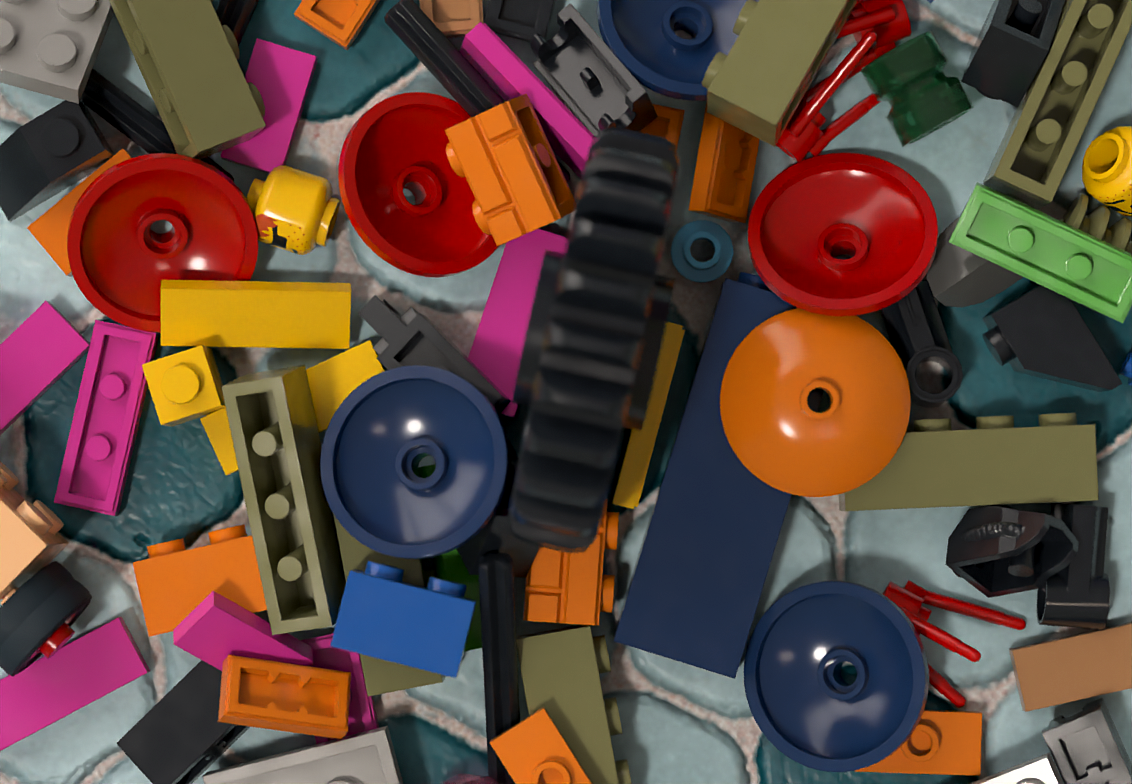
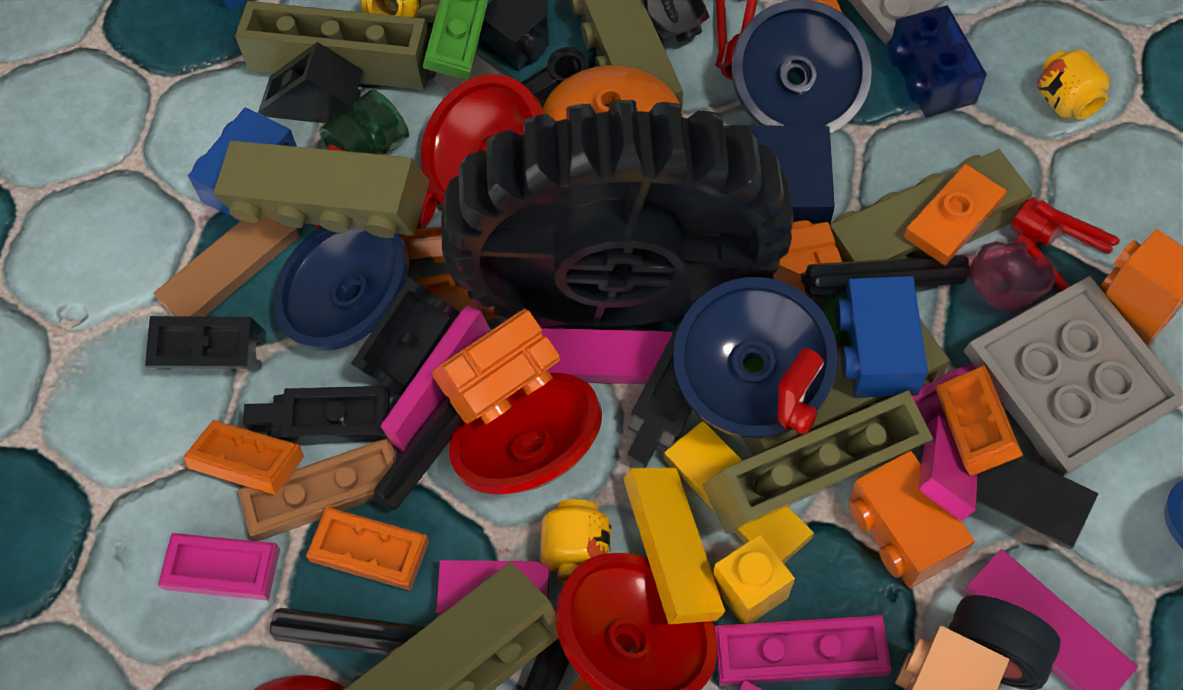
camera: 100 degrees left, 25 degrees down
(352, 486) = (792, 390): none -> red arm

